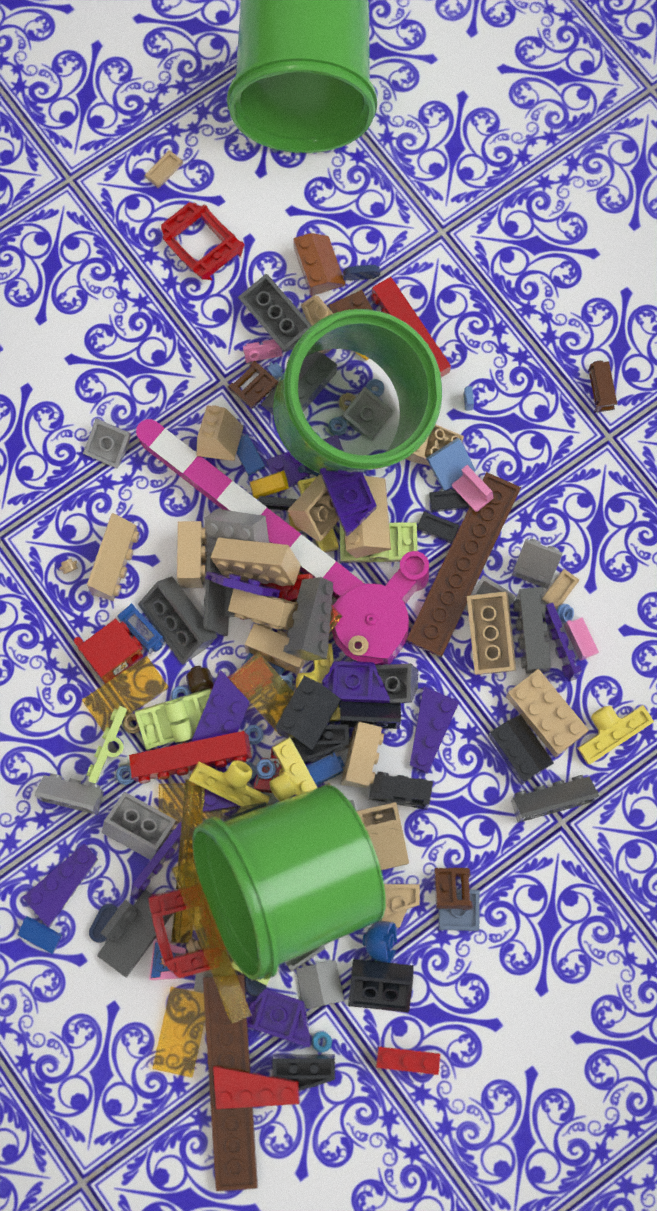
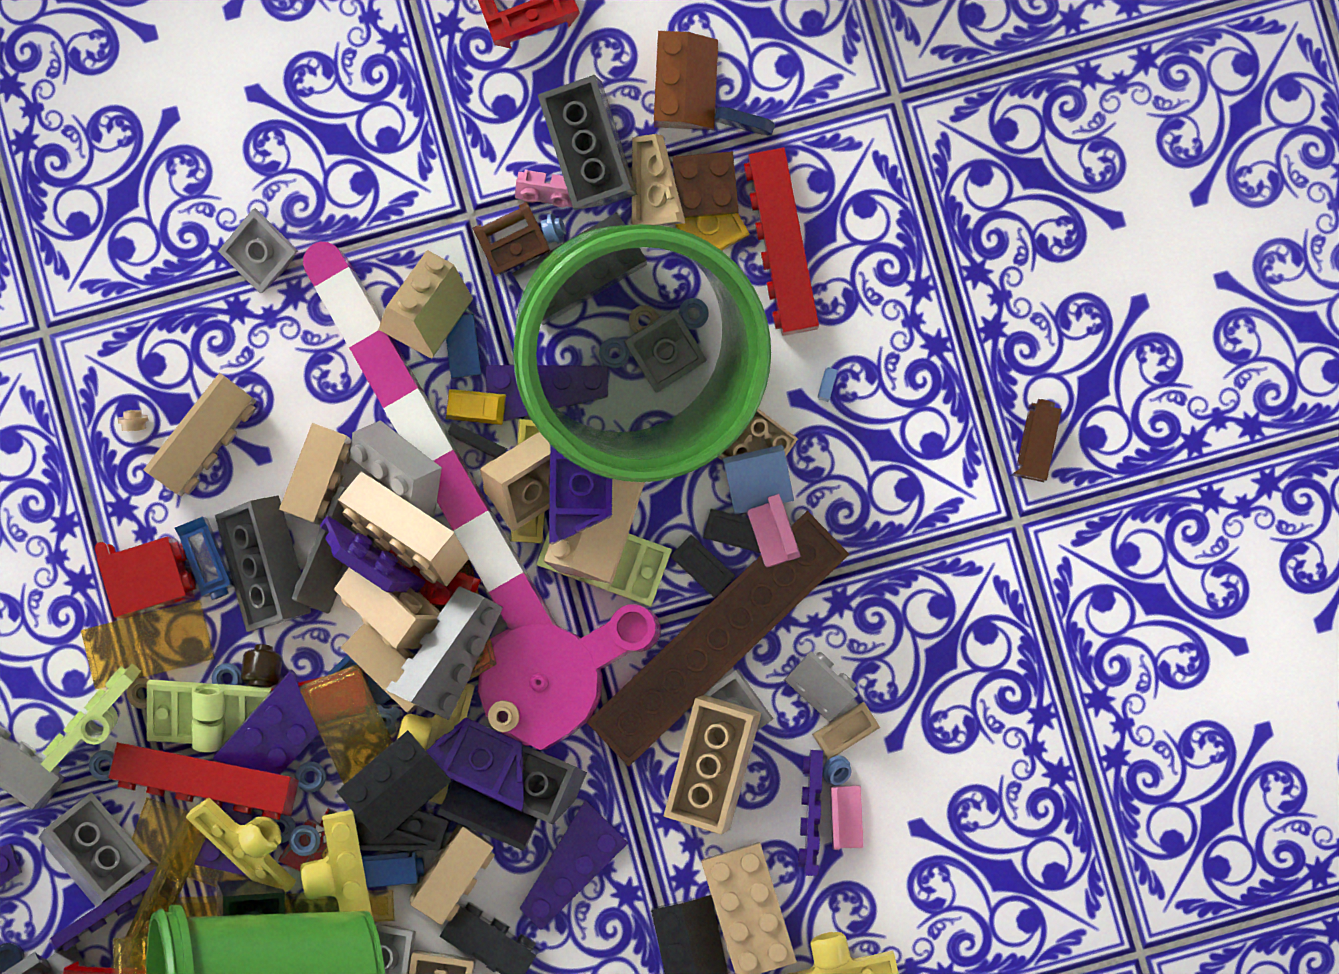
camera: 25 degrees right, 10 degrees up
(532, 630) = (777, 782): dark grey wedge -> none

